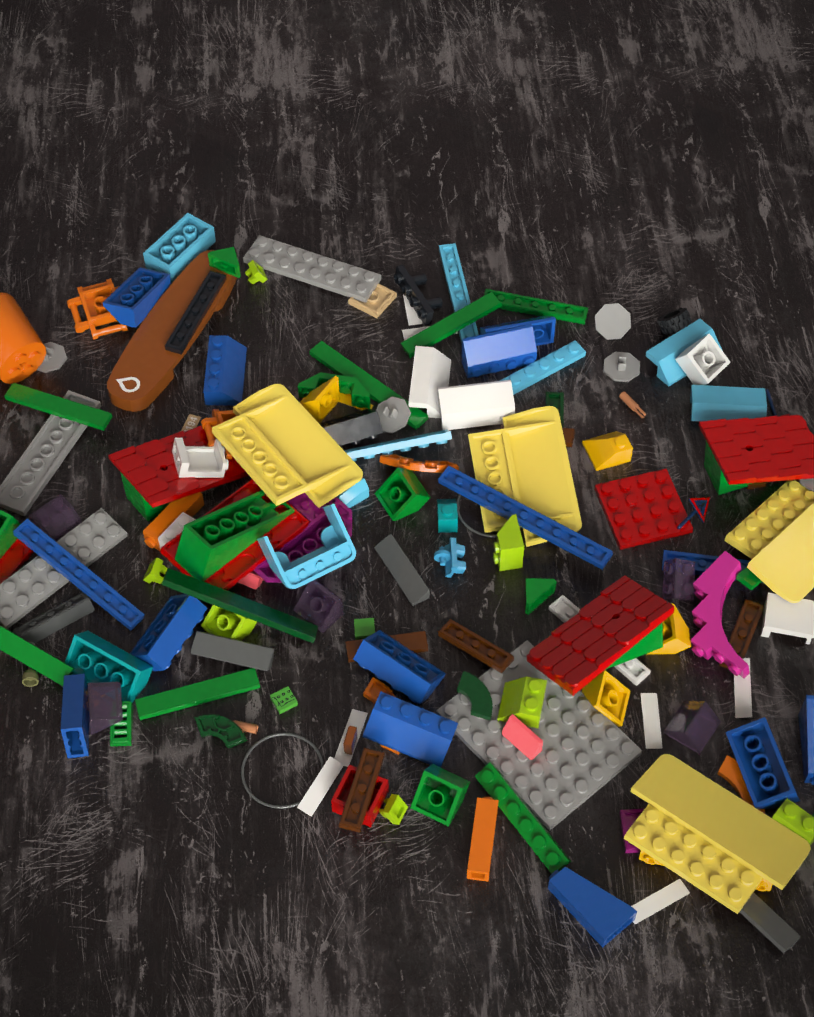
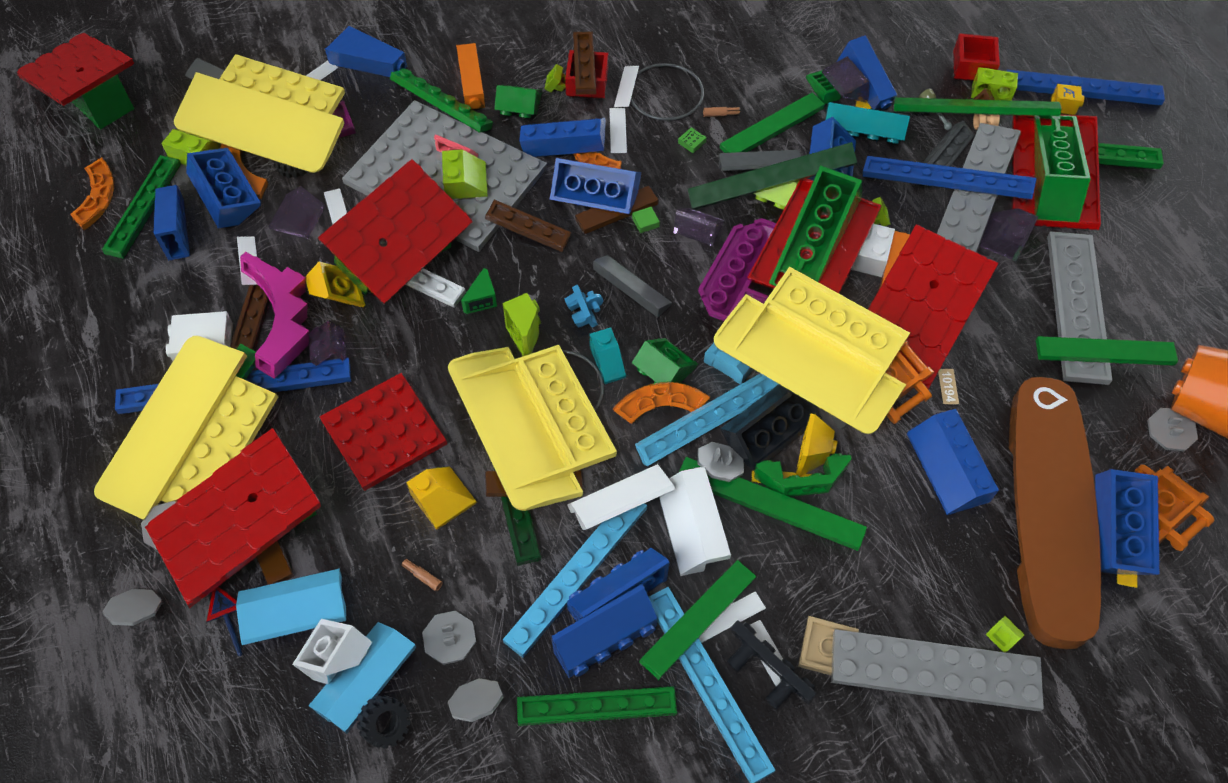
camera: 160 degrees right, 5 degrees up
(179, 246) = (1134, 637): medium azure brick -> none
(195, 312) = (1039, 524): black tile -> none
(199, 460) = (908, 305): white panel -> none
(222, 728) = (735, 101): dark green tile -> none
(225, 261) = (1048, 610): green slope -> none
(335, 553) = (726, 229): medium azure windscreen -> none
(350, 740) = (615, 116): dark orange tile -> none
(477, 695) = (511, 176): dark green tile -> none
(527, 517) = (517, 356): blue plate -> none
(700, 507) = (316, 445): piece -> none

